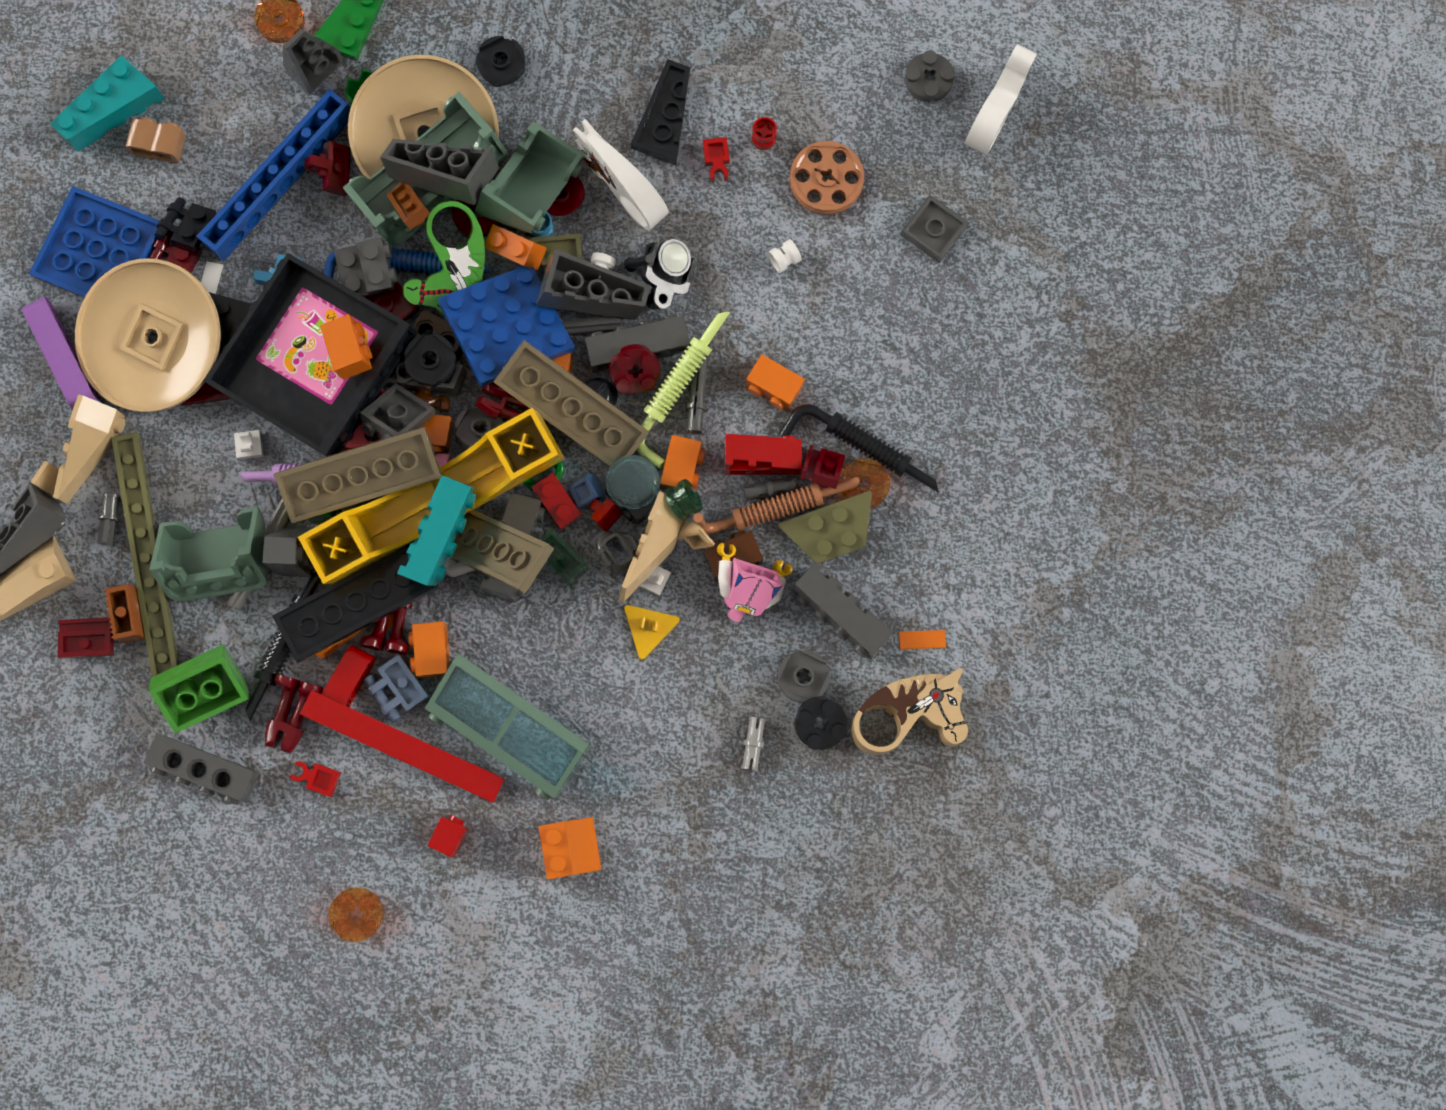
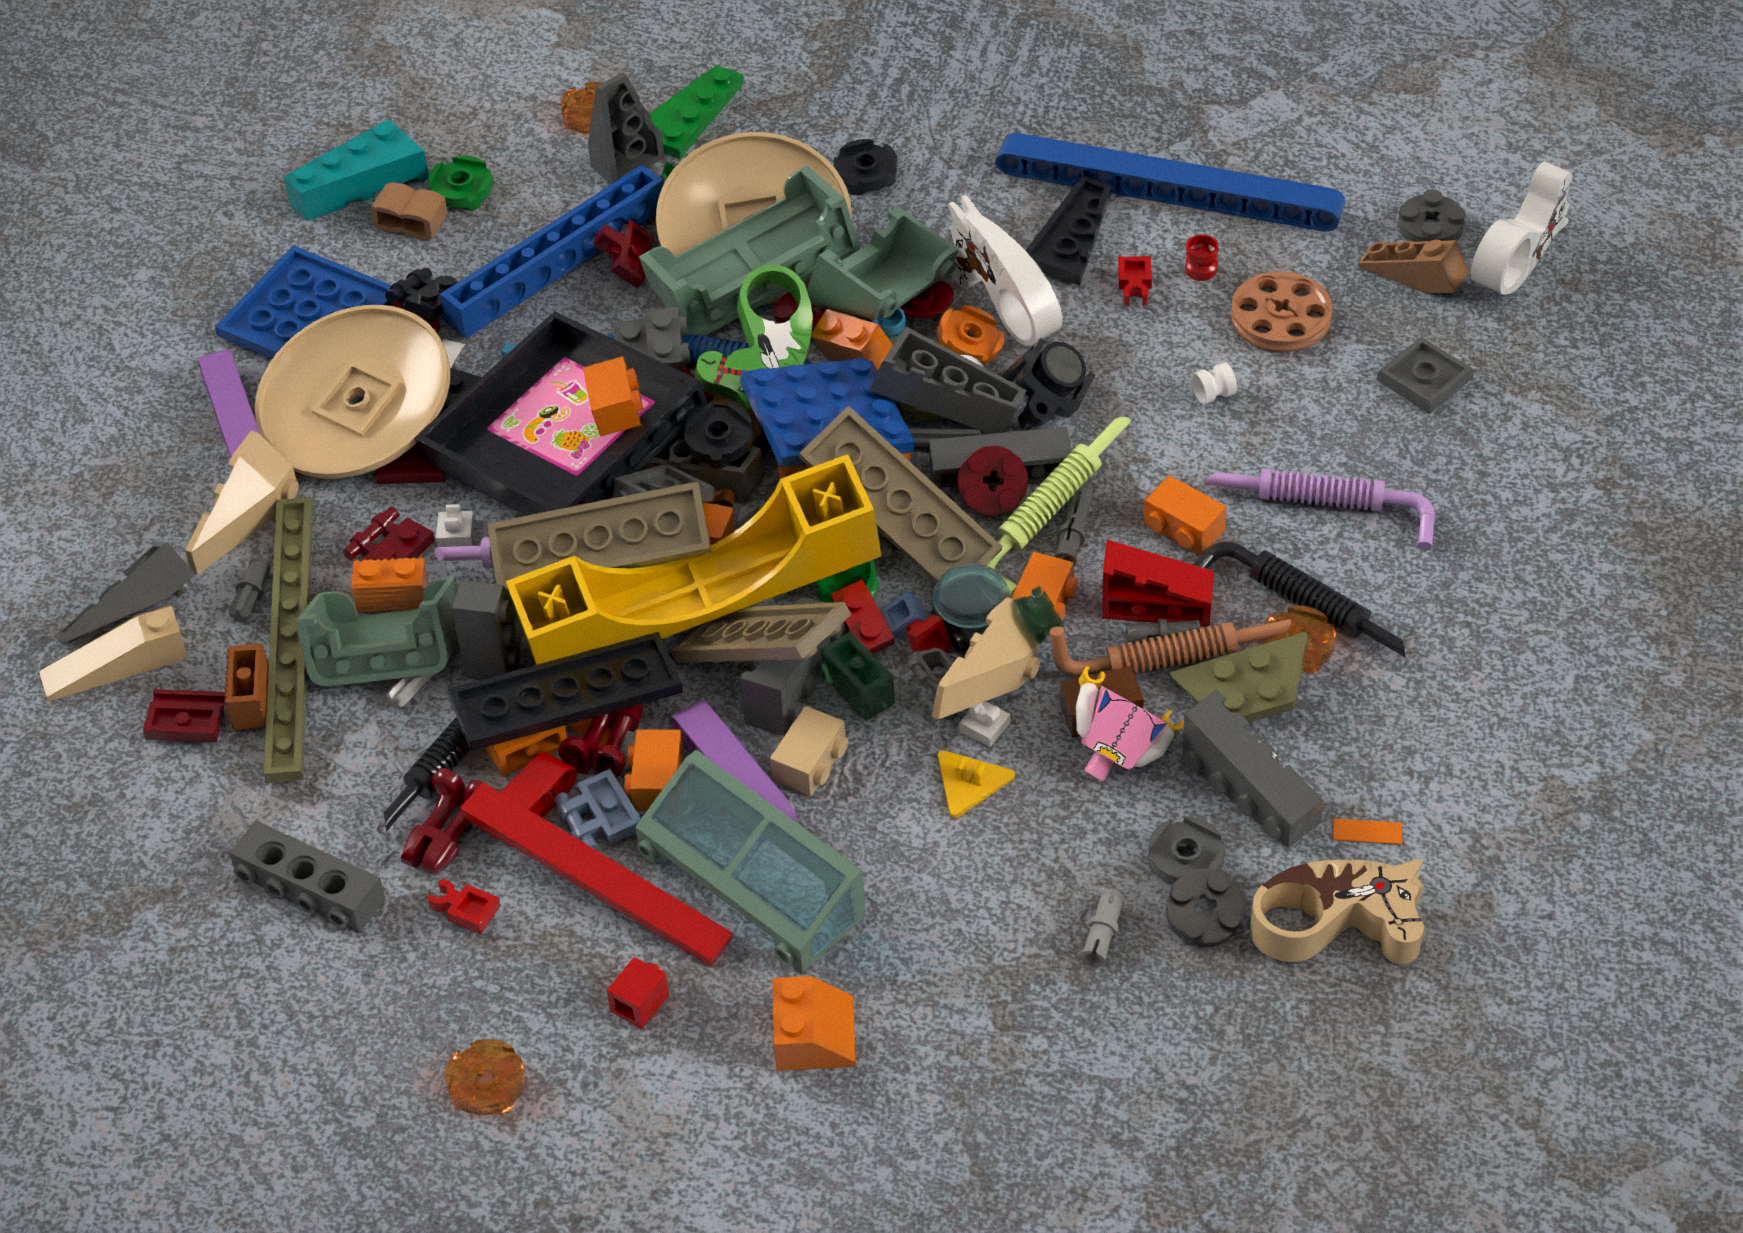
camera: 15 degrees right, 30 degrees down
(46, 477) = (179, 533): tan slope -> none
(183, 95) = (465, 195): none -> green plate
(199, 688) = (327, 773): bright green brick -> none
(209, 469) = (400, 541): none -> dark red plate
(210, 508) = (388, 584): none -> orange brick
(408, 205) = (722, 275): dark orange plate -> none
(438, 532) = (693, 608): teal wedge -> none
(441, 169) = (768, 236): dark grey wedge -> none
(456, 568) = (705, 685): white arm -> none
(484, 642) = (708, 734): none -> medium lavender beam
(535, 622) = (808, 751): none -> tan brick
(589, 235) = (986, 340): none -> orange plate
(695, 536) = (1052, 663): tan slope -> none
(733, 57) = (1173, 181): none -> blue beam
(823, 467) = (1242, 608): dark red plate -> none
(877, 349) = (1331, 491): none -> lavender piece
(923, 125) = (1425, 265): none -> medium nougat slope

